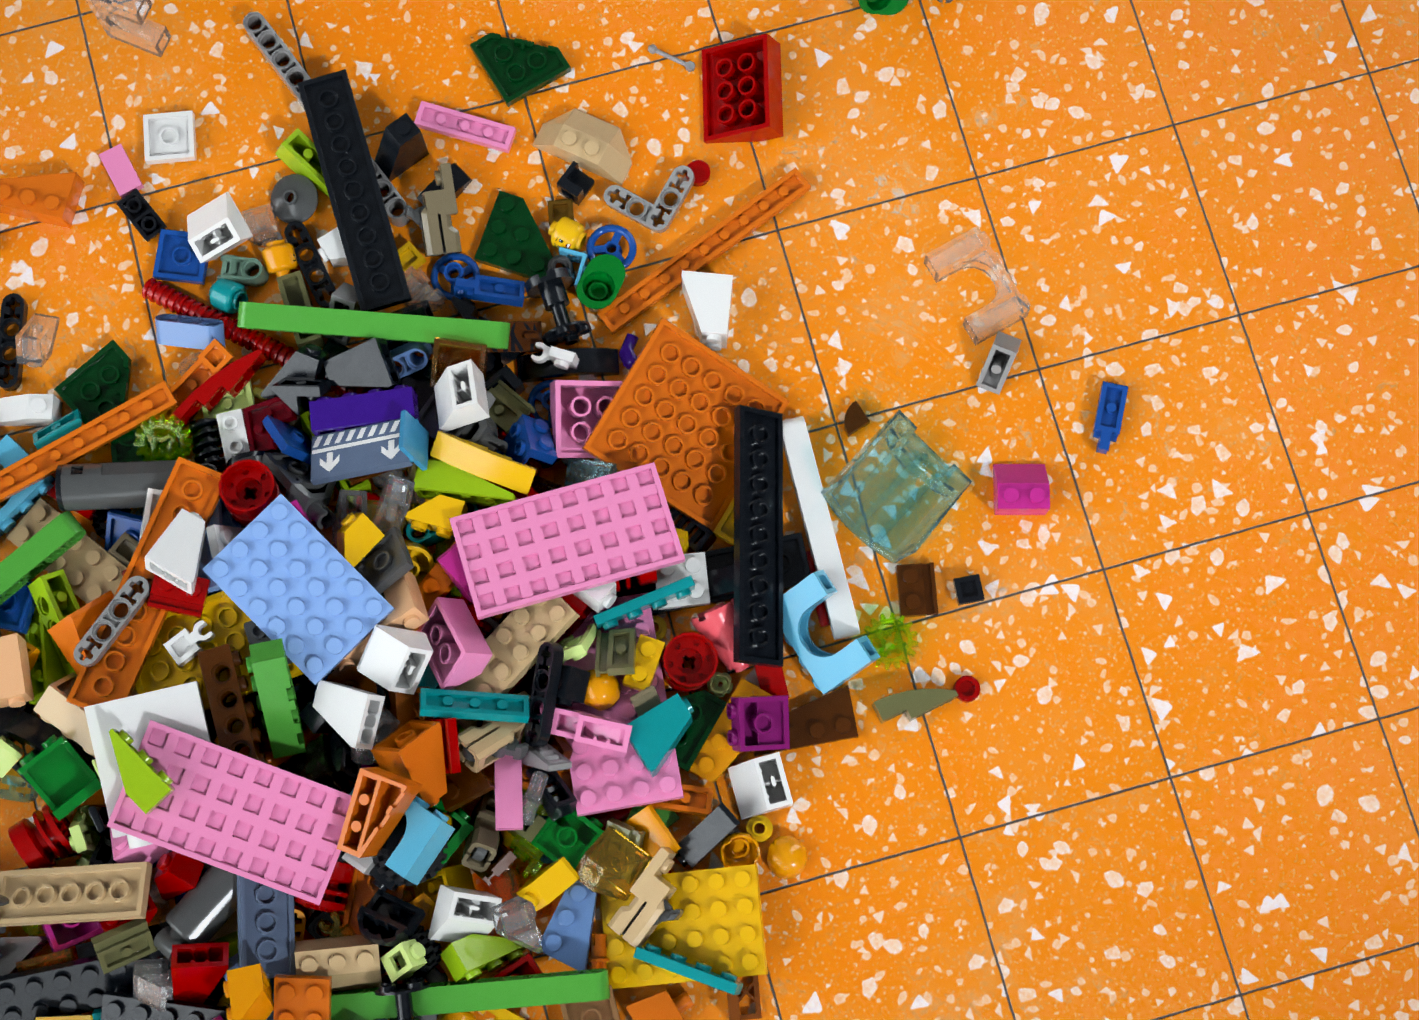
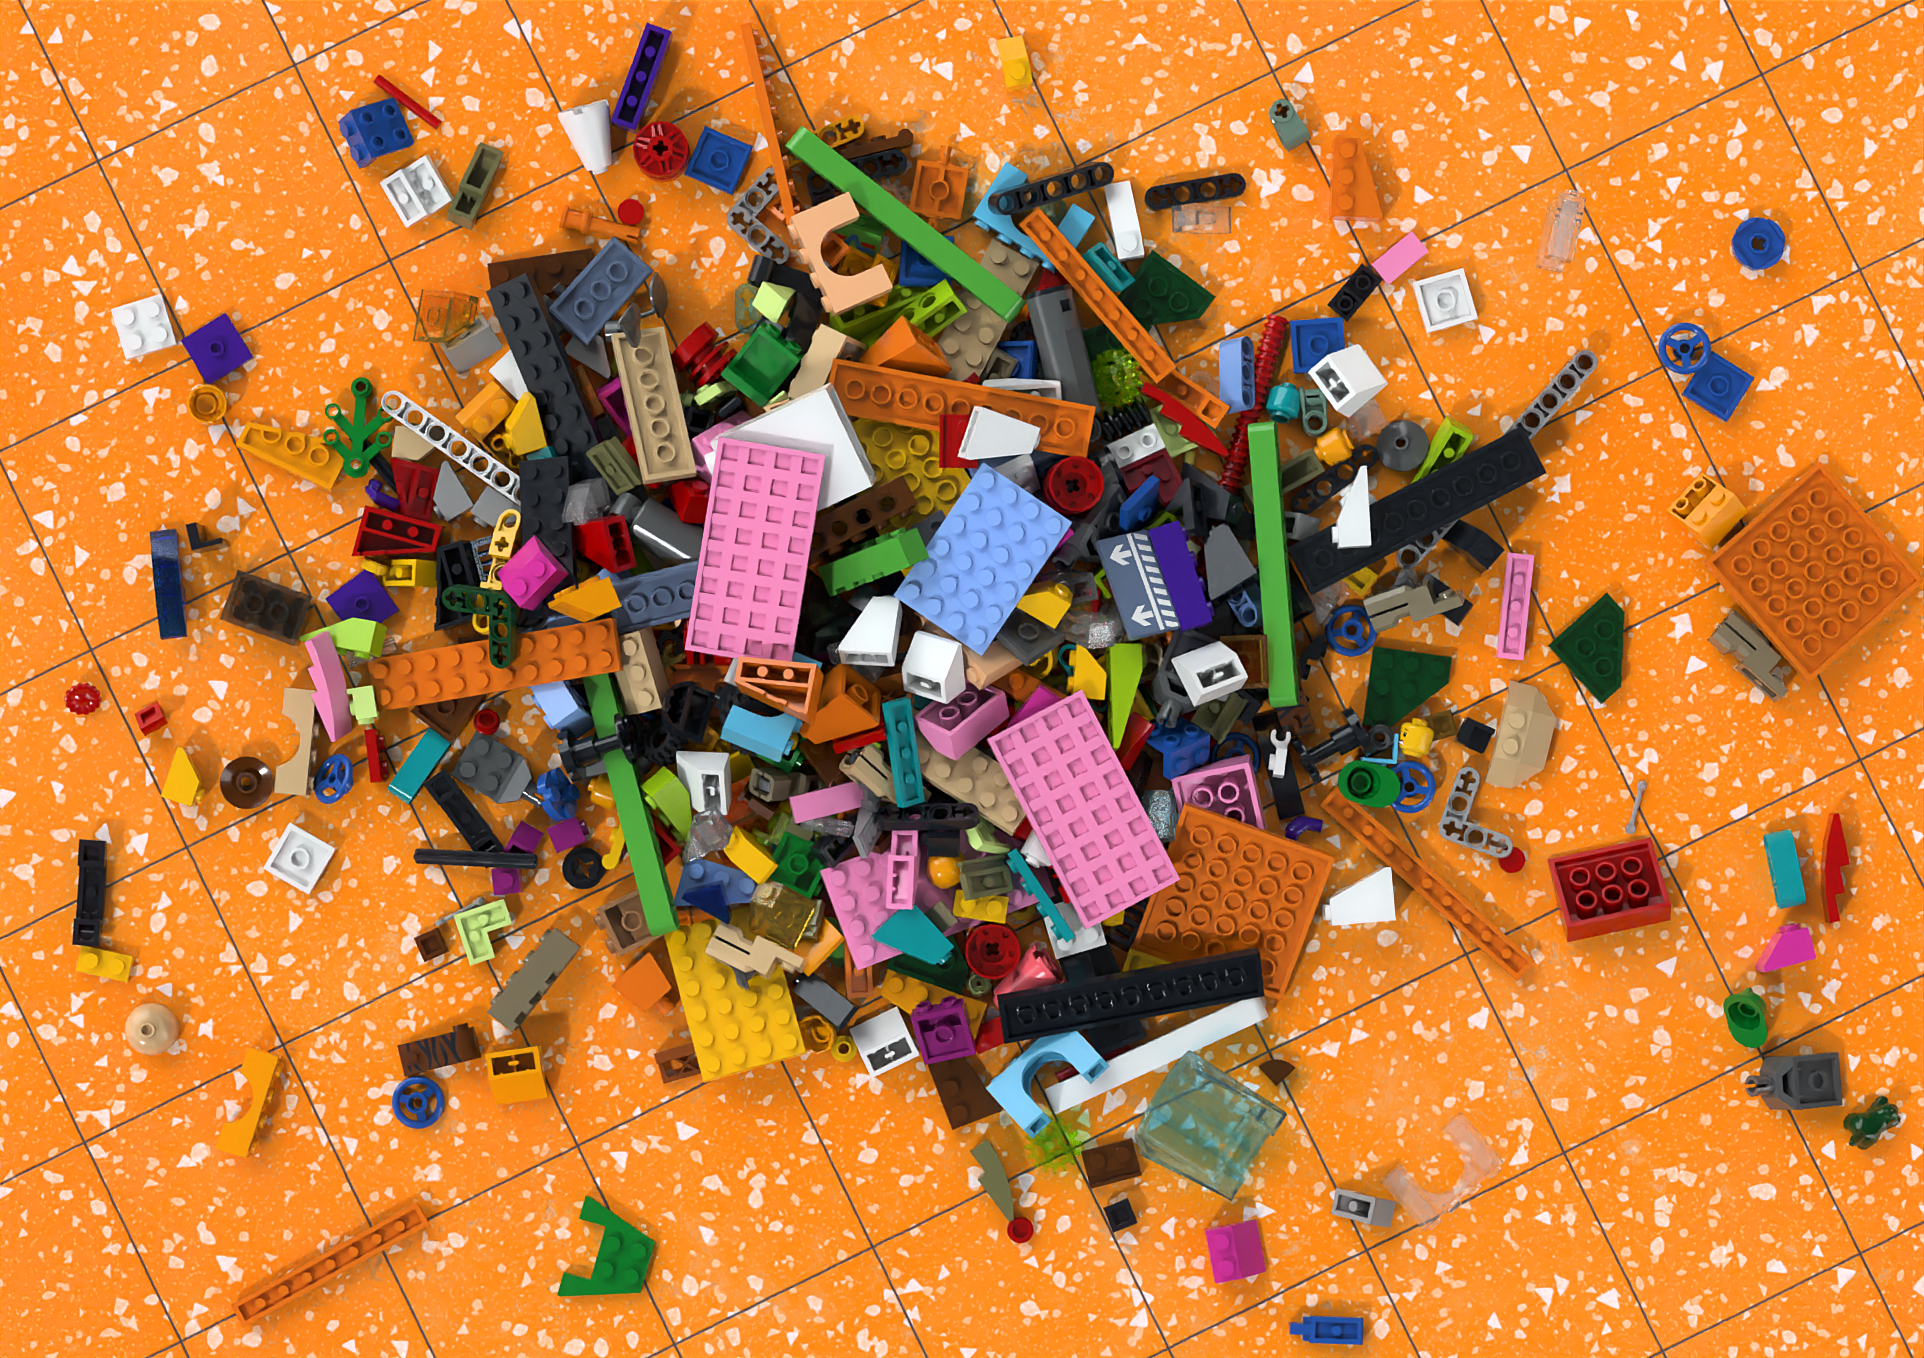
camera: 80 degrees right, 10 degrees up
(108, 618) = (916, 388): light grey beam -> none
(139, 777) = (764, 464): lime slope -> none
(185, 645) = (909, 459): white plate -> none
(348, 243) = (1353, 522): none -> white slope
(410, 957) = (655, 738): yellowish green brick -> none
(414, 440) = (1155, 636): dark azure piece -> none
(482, 462) = (1146, 709): yellow slope -> none
(491, 290) = (1341, 672): blue hinge -> none
(583, 931) = (711, 899): none -> clear blue slope
(677, 964) = (692, 1018): teal plate -> none
(786, 857) = (821, 1080): light orange hair -> none

